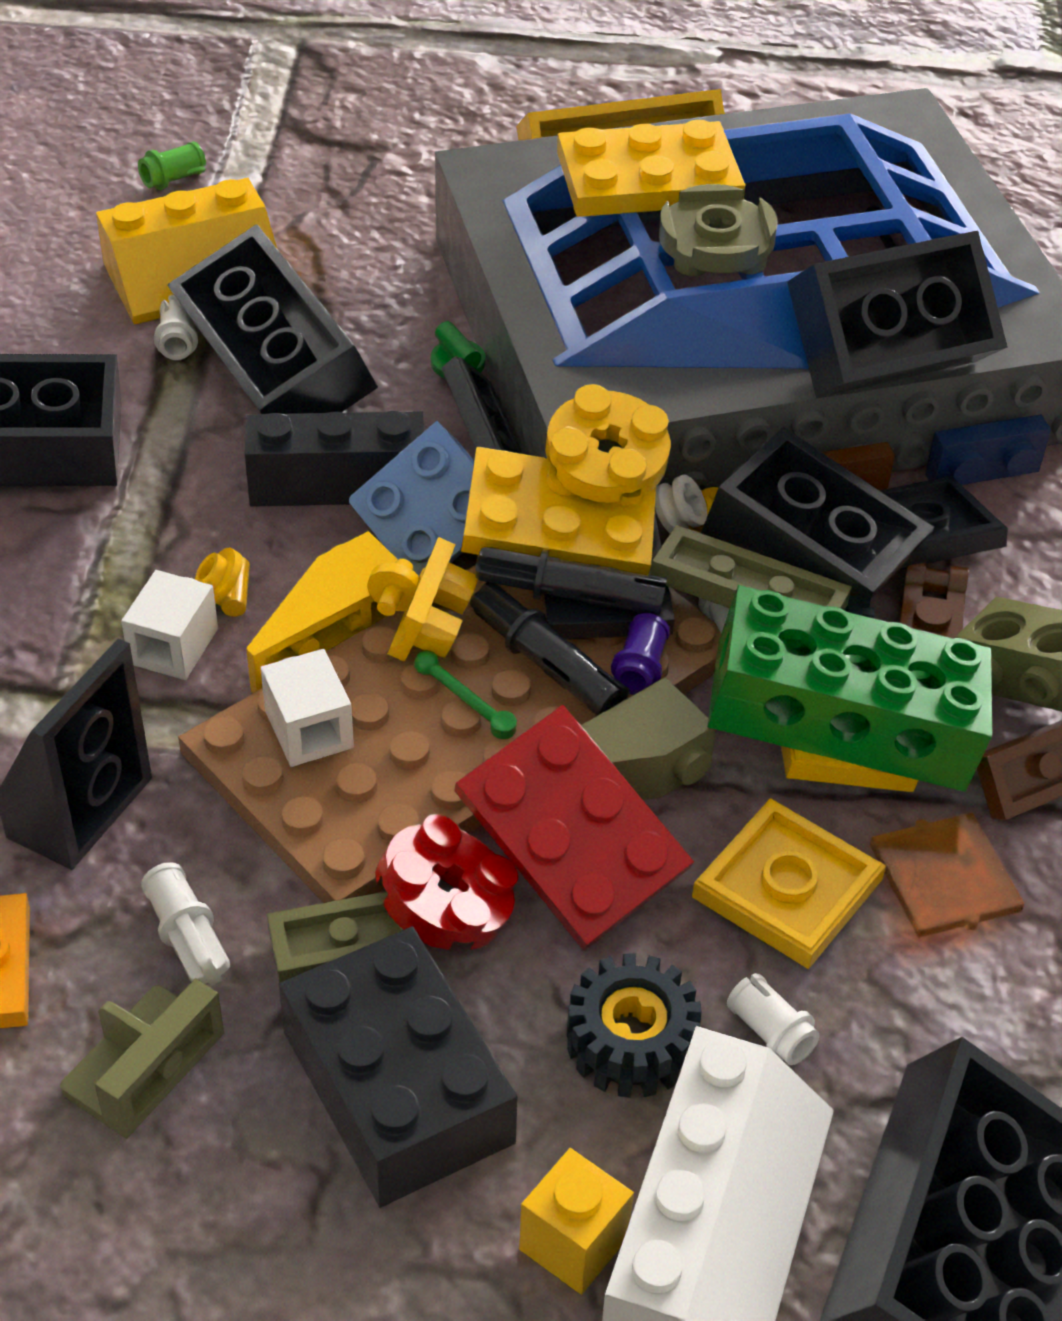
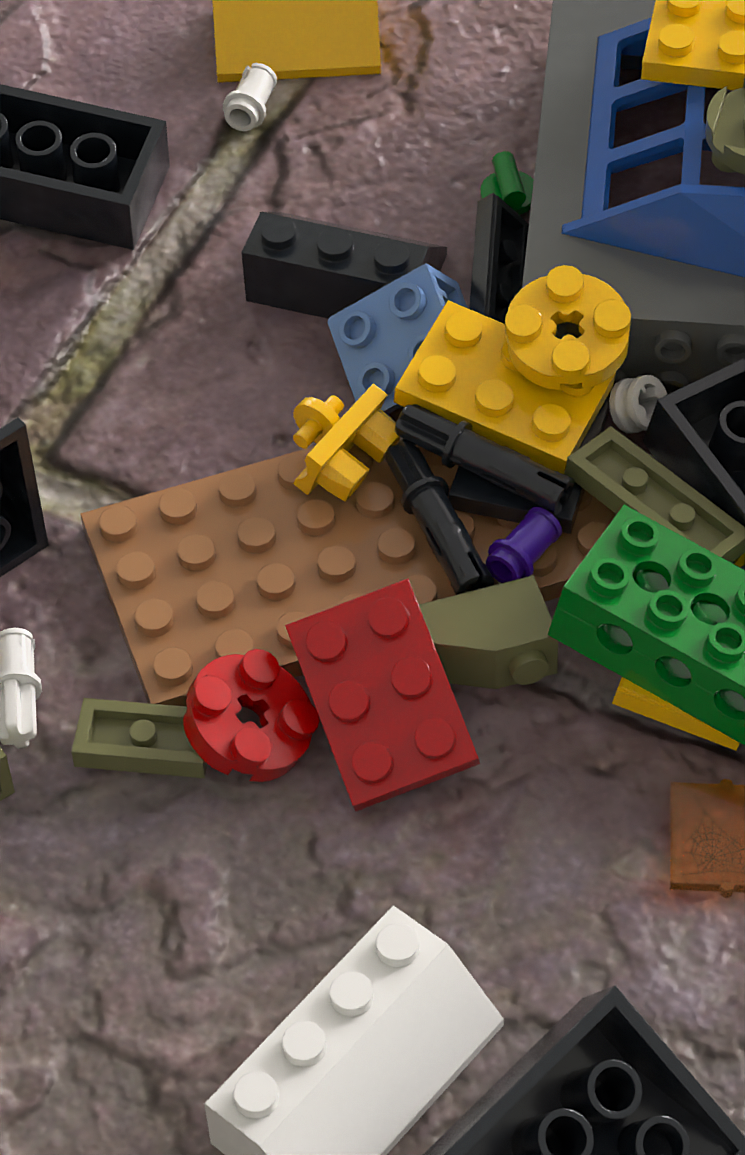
camera: 25 degrees right, 5 degrees up
(170, 624) = (116, 403): white brick -> none
(229, 577) = (186, 373): yellow plate -> none
(272, 330) = (331, 125): black slope -> none
(307, 707) = (190, 518): white brick -> none
(322, 607) = (250, 425): yellow slope -> none
(398, 1065) = (134, 862): black brick -> none
(502, 723) = (366, 578): green hinge -> none
(575, 1220) = (217, 1032): yellow brick -> none
(611, 1046) = (326, 871): black bush -> none
(784, 1029) = (492, 937): white pin -> none
(788, 882) = (566, 802): yellow plate -> none

